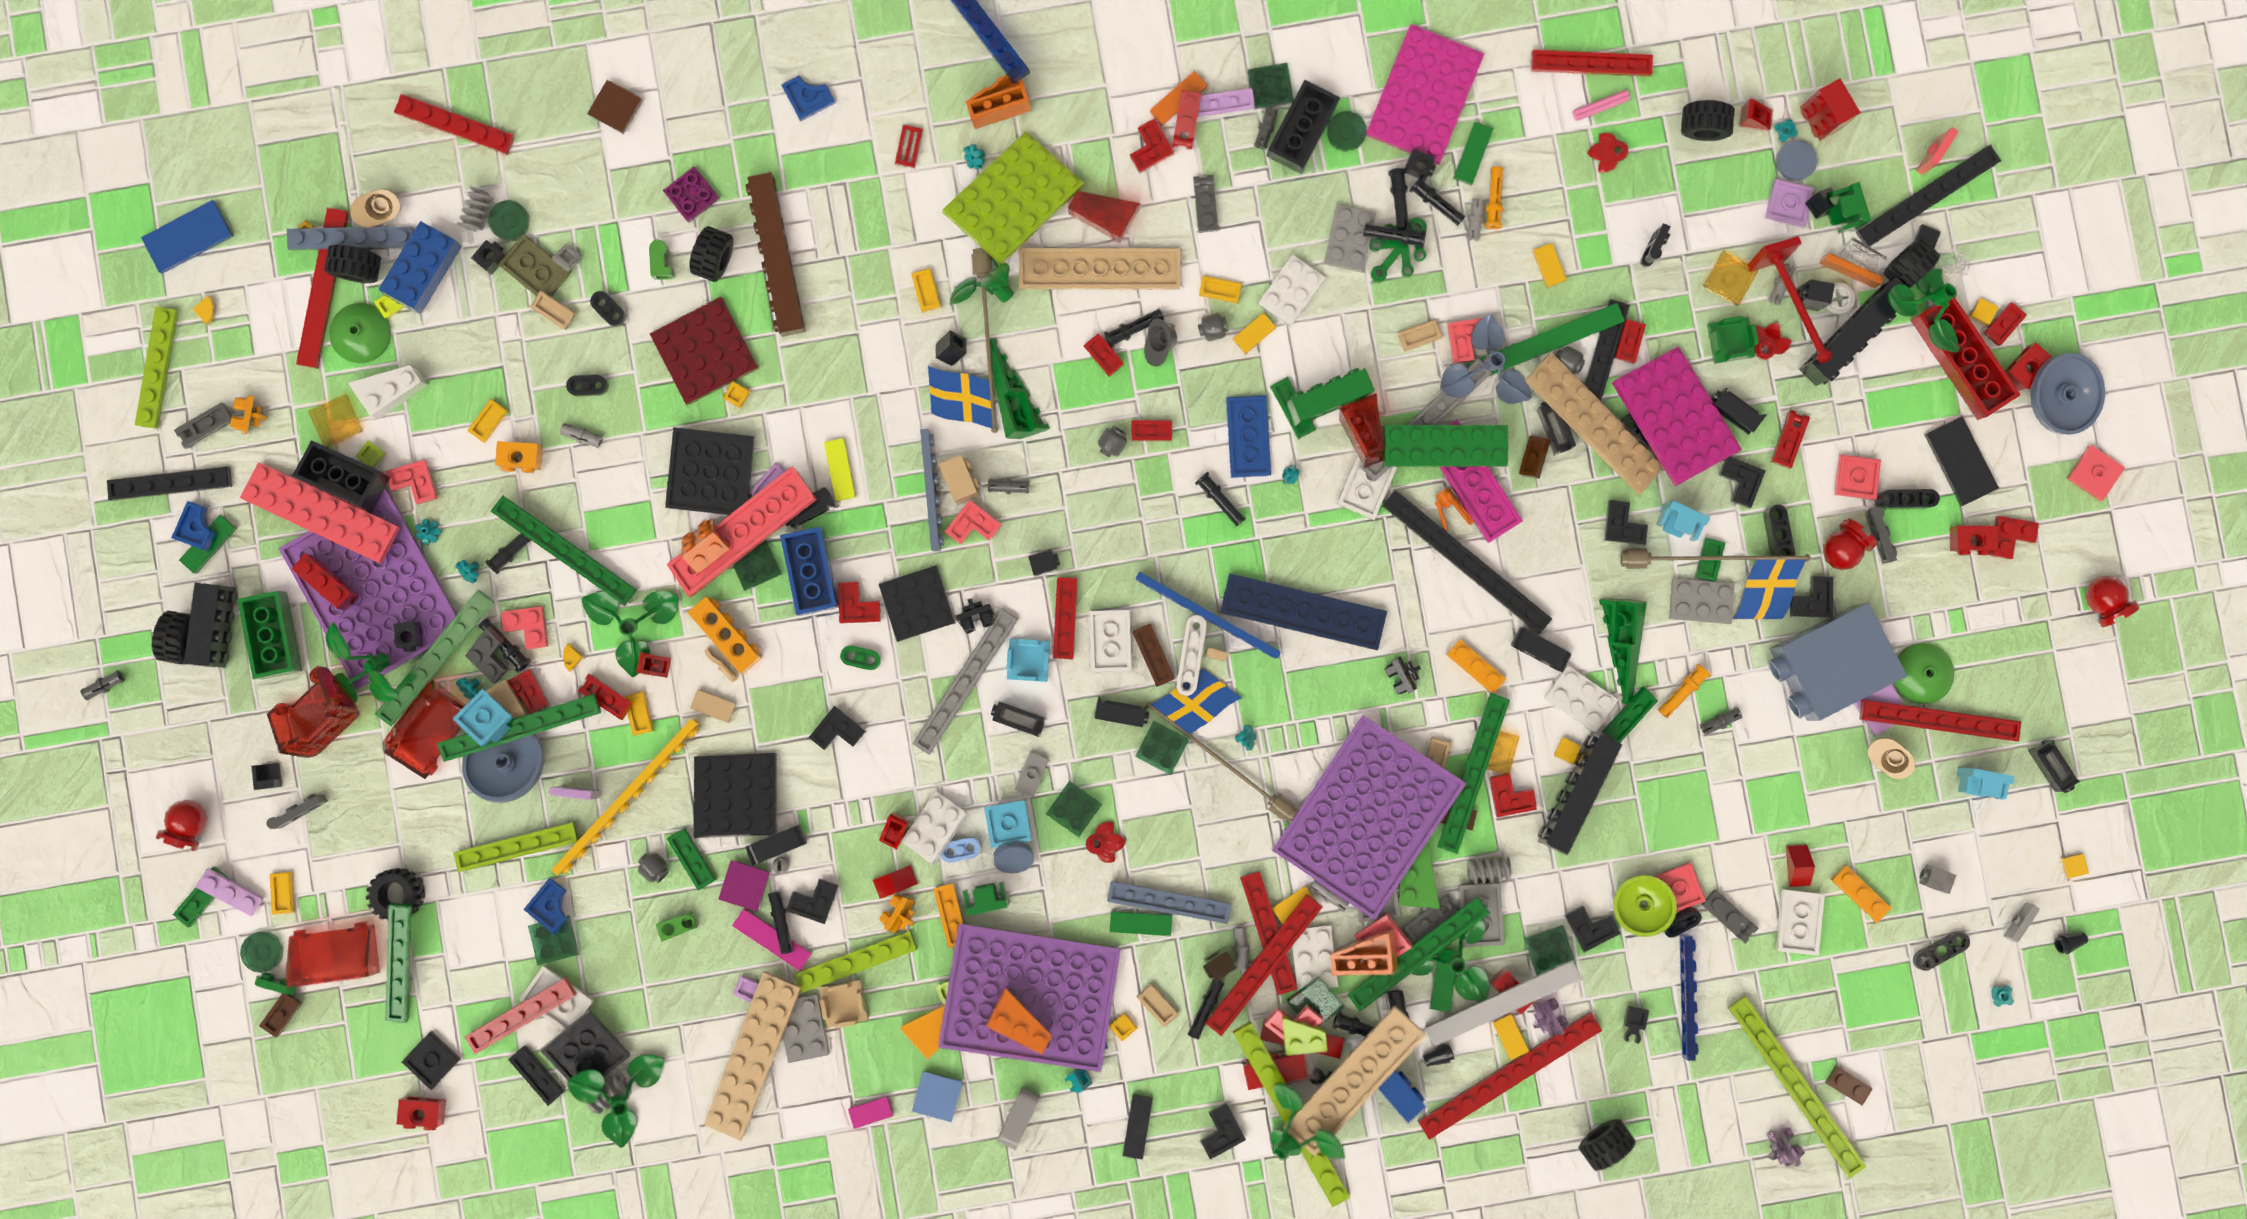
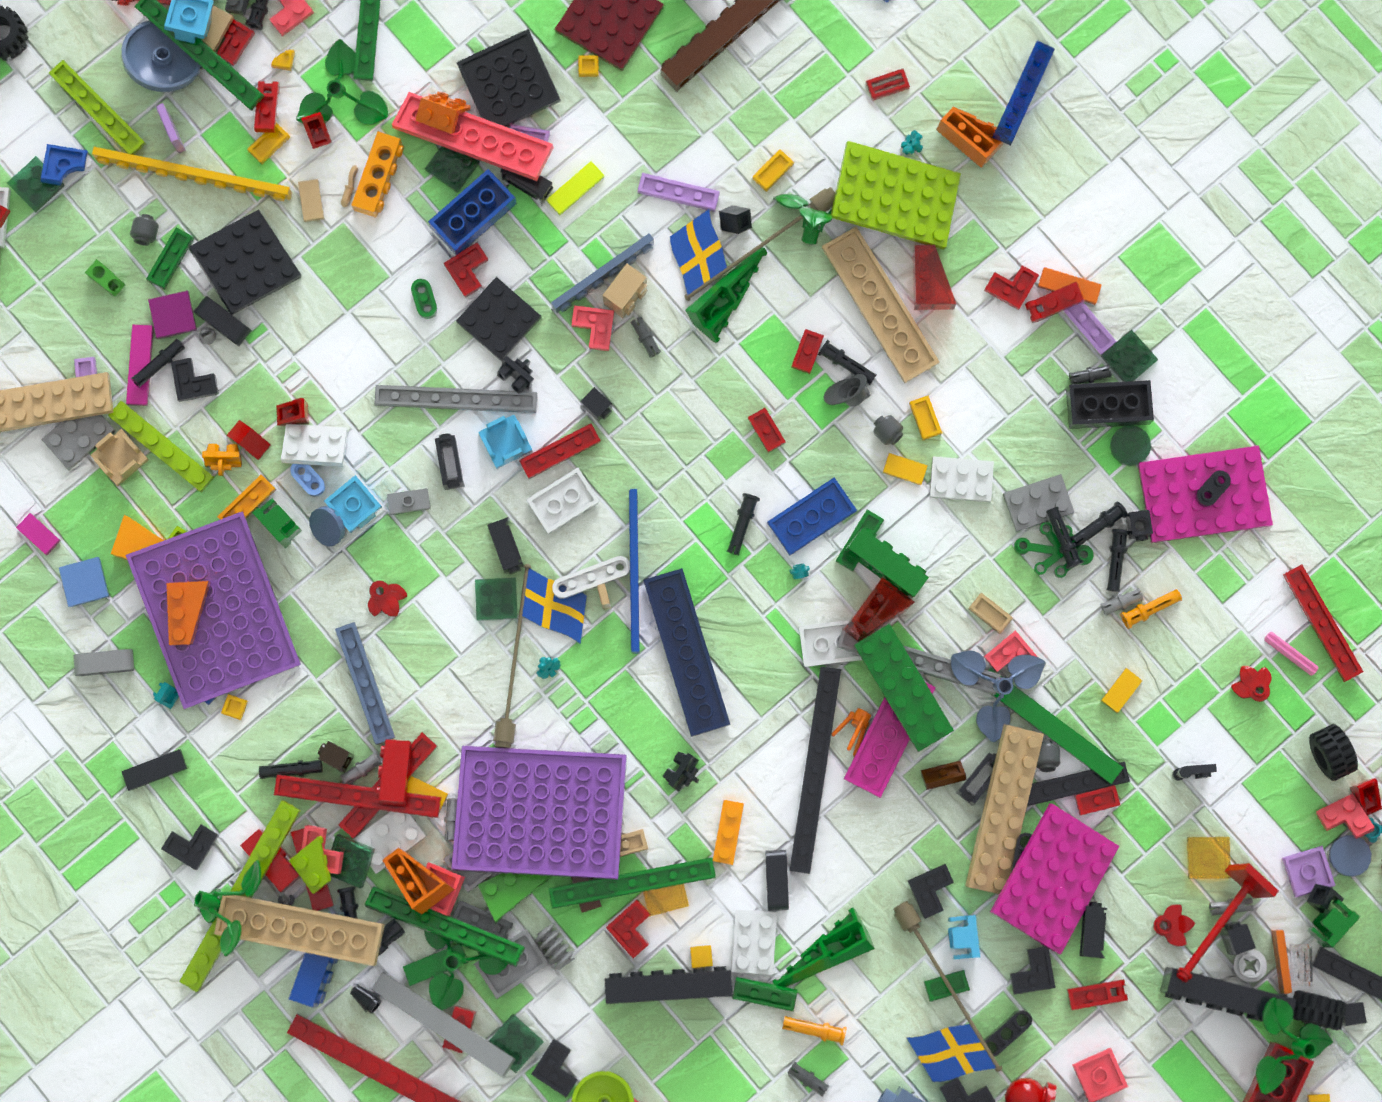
camera: 60 degrees right, 5 degrees down
(836, 724) = (354, 310): black plate -> none
(896, 383) = (678, 192): none -> lavender tile
(1074, 809) = (399, 554): clear green tile -> none
(1112, 441) = (736, 402): dark grey head -> none
(1141, 923) = (333, 670): green tile -> none
(1153, 655) = (572, 545): reddish brown plate -> none
(1157, 1005) = (270, 726): tan tile -> none
(1205, 204) = (991, 362): dark grey plate -> none
(1264, 922) = (394, 772): none -> red brick
(1426, 83) = (1213, 487): none -> black plate
(1473, 153) = (1179, 566): green tile -> none
(1510, 1036) = (418, 1053): yellow tile -> none
(1546, 1018) = (451, 1075): clear purple hips -> none
(1701, 601) = (905, 1000): light grey plate -> none
(1732, 339) = (1154, 890): green panel -> none
(1761, 138) = (1346, 811): none -> coral plate

